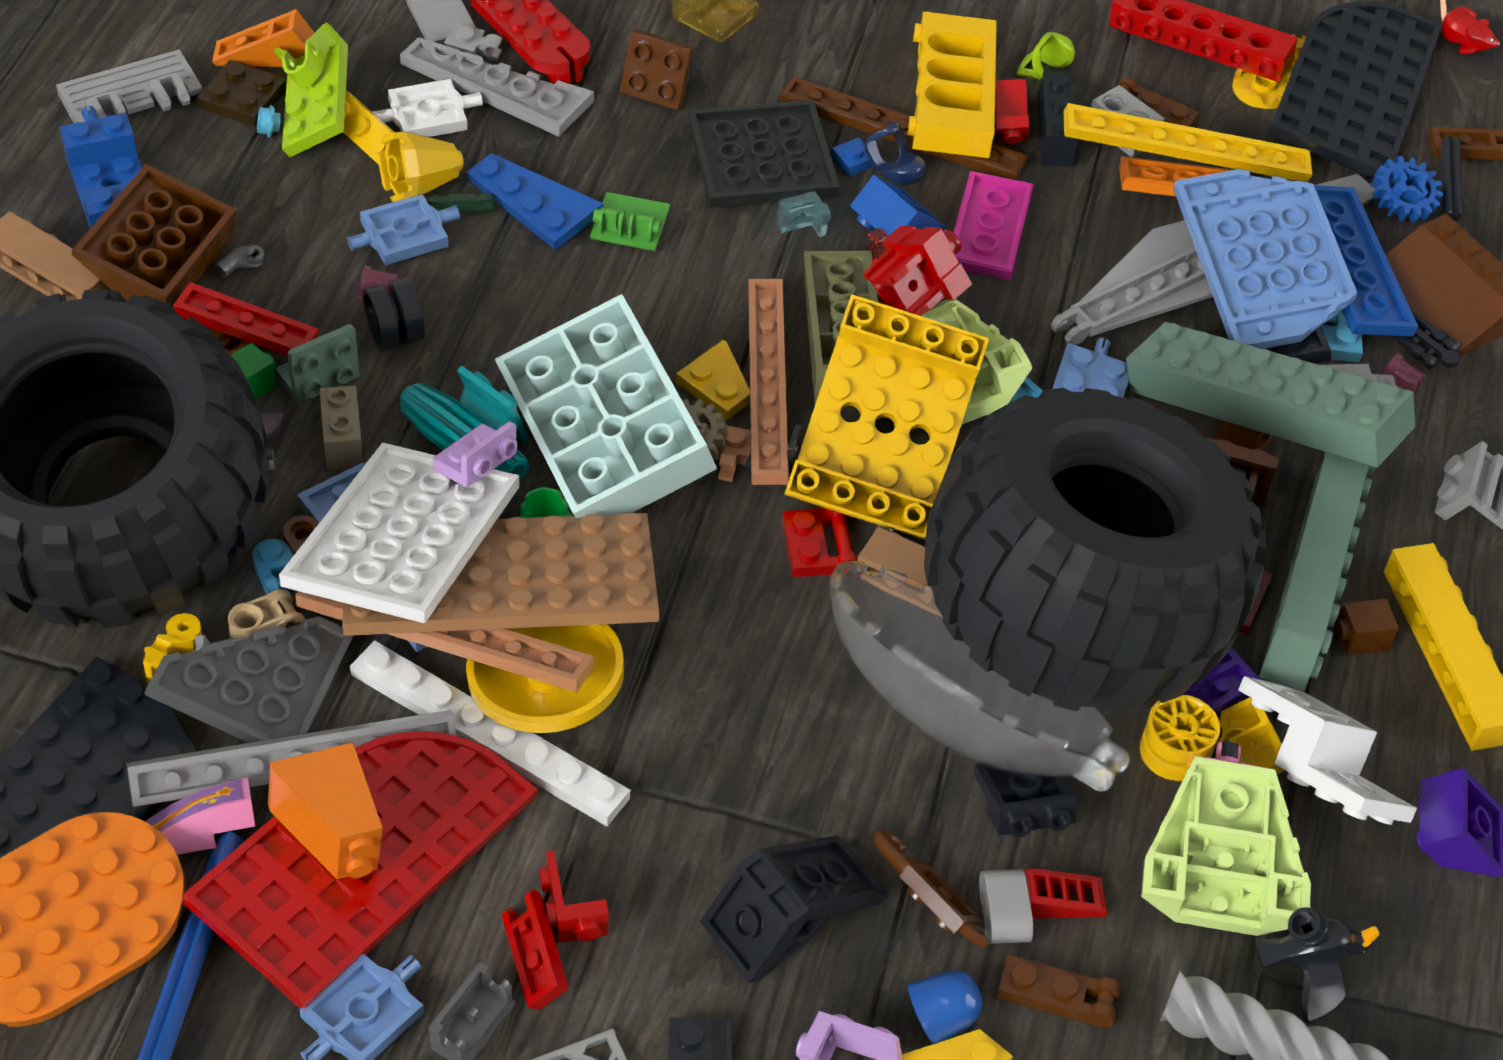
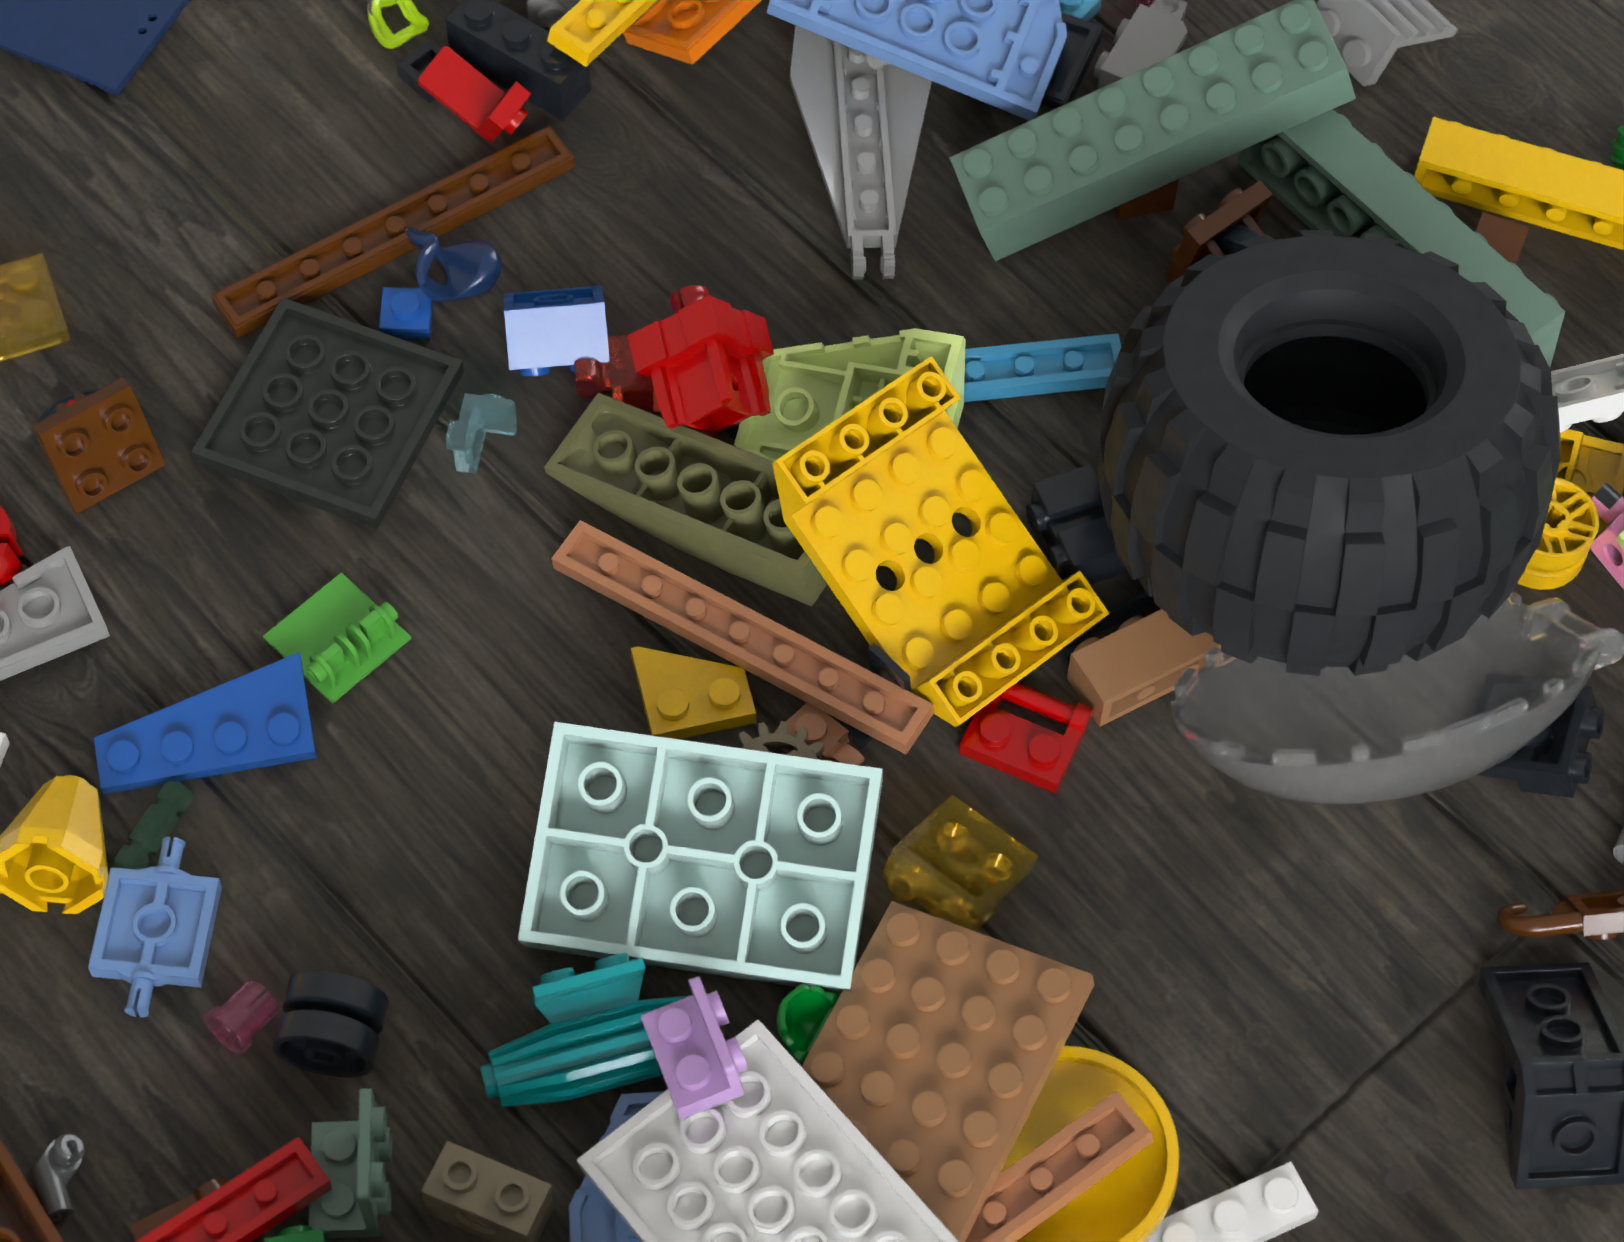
camera: 55 degrees left, 10 degrees up
(699, 541) = (957, 865): none -> clear yellow plate
(954, 85) = (442, 196): yellow fence -> none
(991, 223) = (629, 235): dark pink tile -> none
(1091, 369) = (963, 290): medium blue plate -> none

